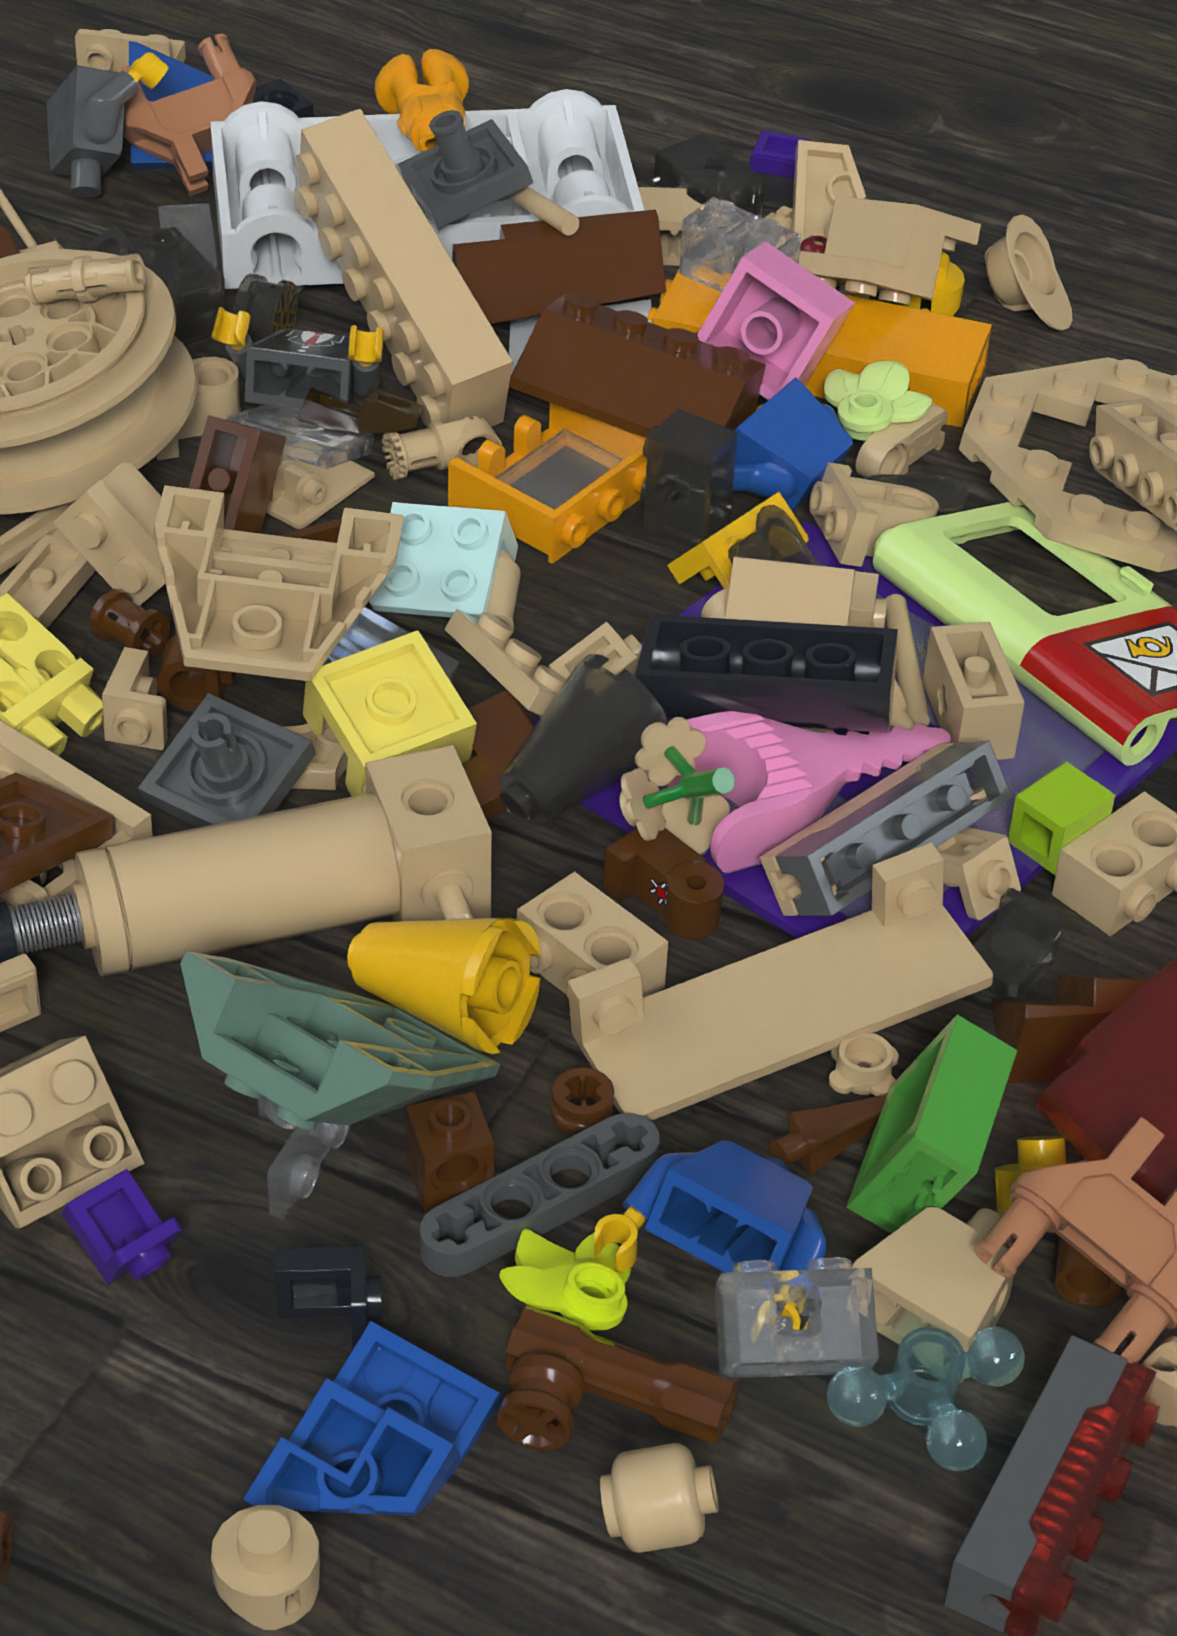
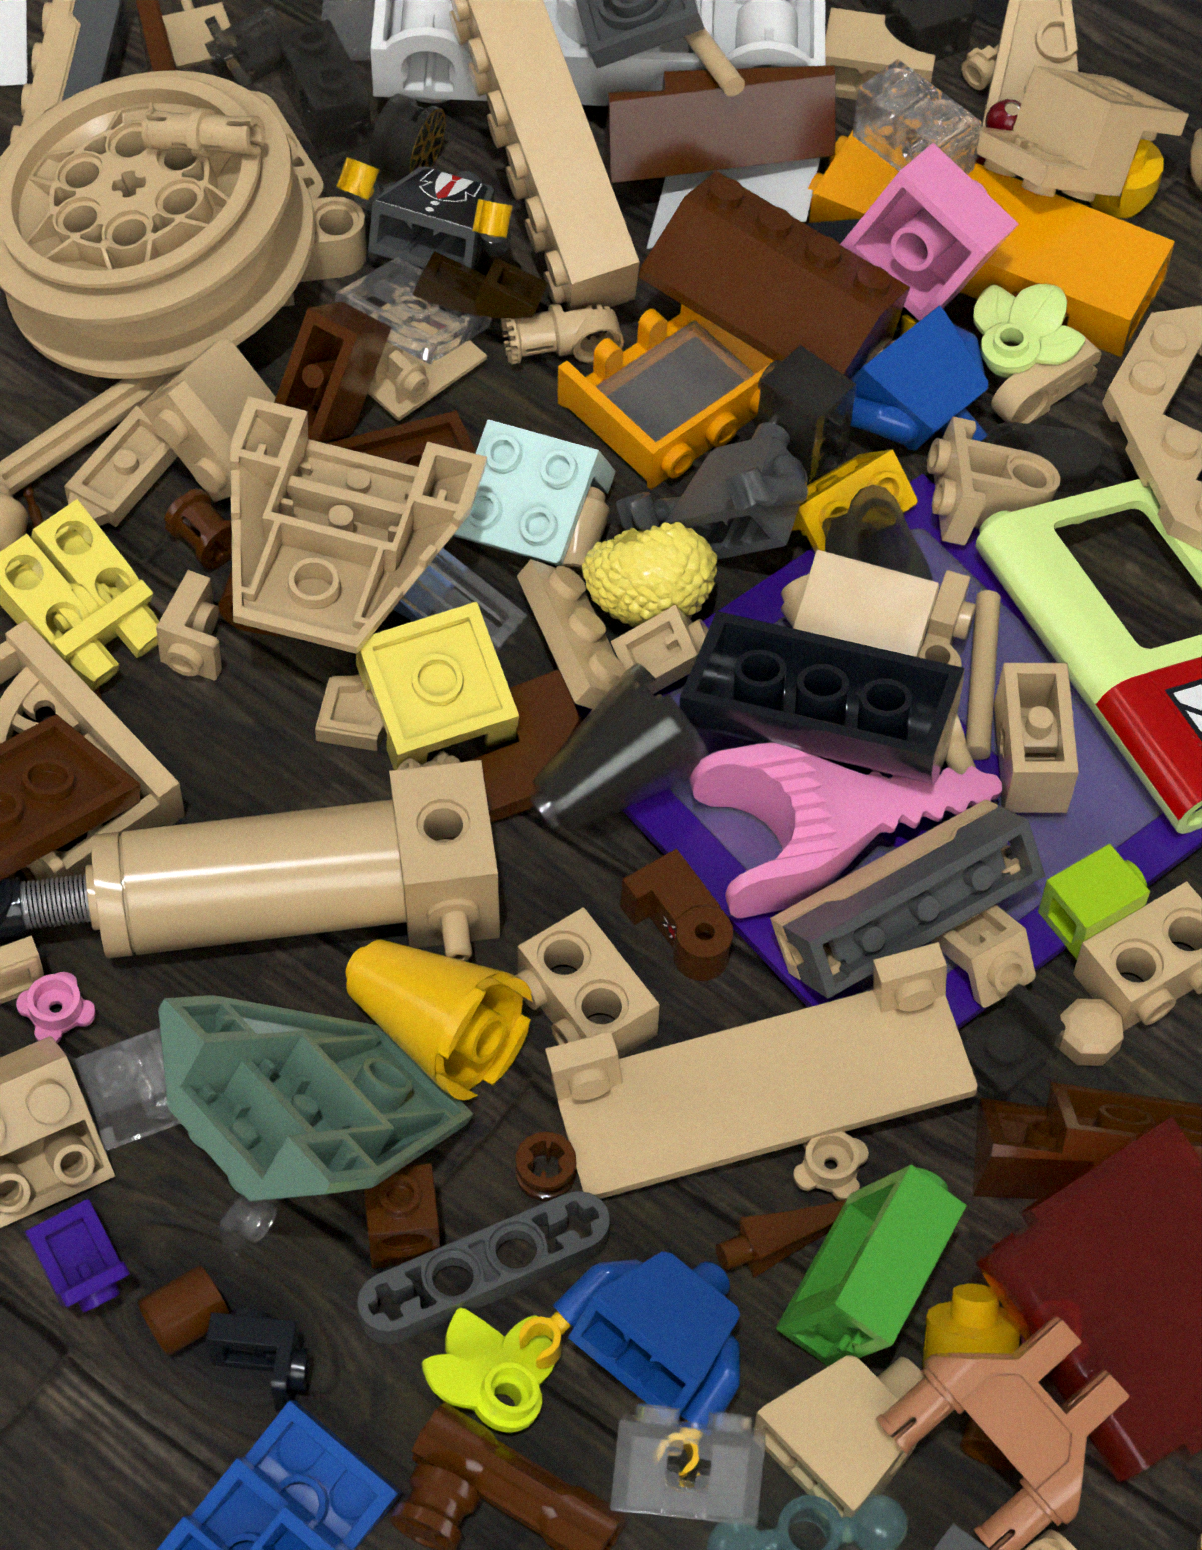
camera: 10 degrees right, 15 degrees up
(53, 1018) = (53, 990): none -> bright pink plate
(161, 1074) = (126, 1089): none -> clear brick
(226, 766) = (267, 729): dark grey plate -> none
(238, 1263) = (182, 1309): none -> reddish brown beam
(573, 602) = (650, 572): none -> light yellow hair
(636, 549) = (737, 499): none -> dark grey torso
(686, 809) = (716, 845): tan plant -> none
(1086, 934) = (1091, 1032): none -> tan tile

